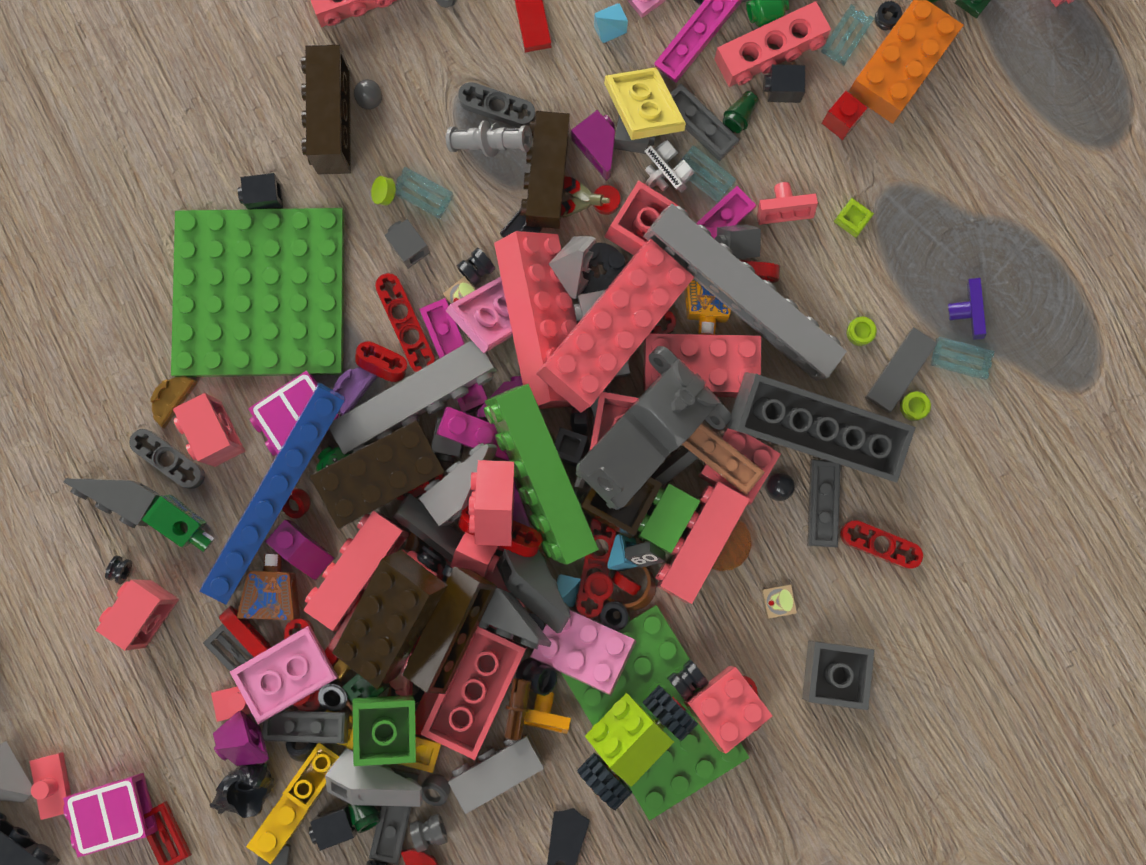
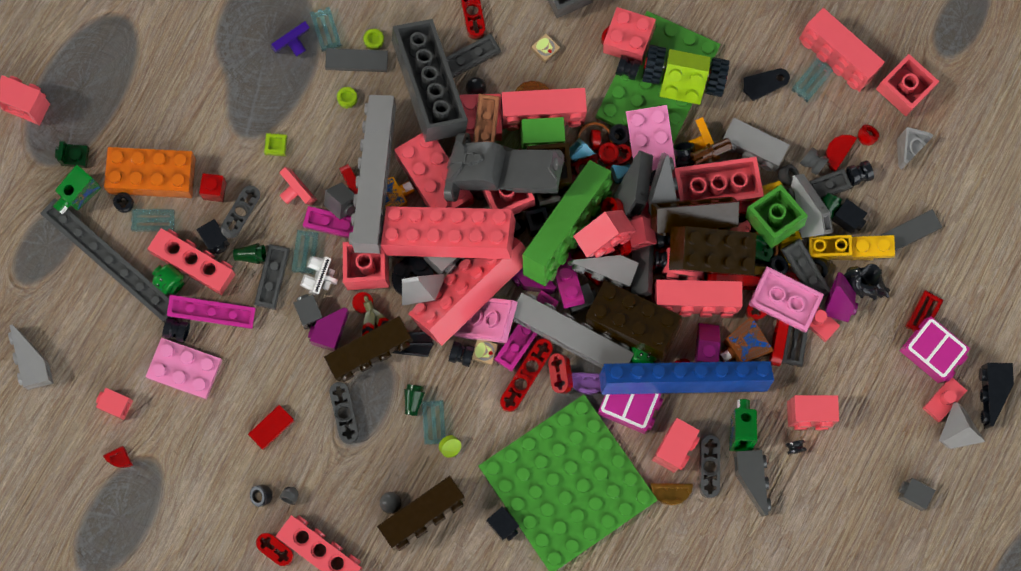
camera: 130 degrees left, 5 degrees down
(406, 243) = (474, 407): dark grey brick -> none
(463, 186) = (413, 398): none -> dark green cone
(489, 138) = (374, 397): light grey piece -> none
(610, 23) = (241, 374): medium azure slope -> none
(644, 103) = (286, 314): light yellow tile -> none
(645, 554) = (572, 135): dark grey tile -> none
(792, 105) = (240, 220): none -> dark grey beam

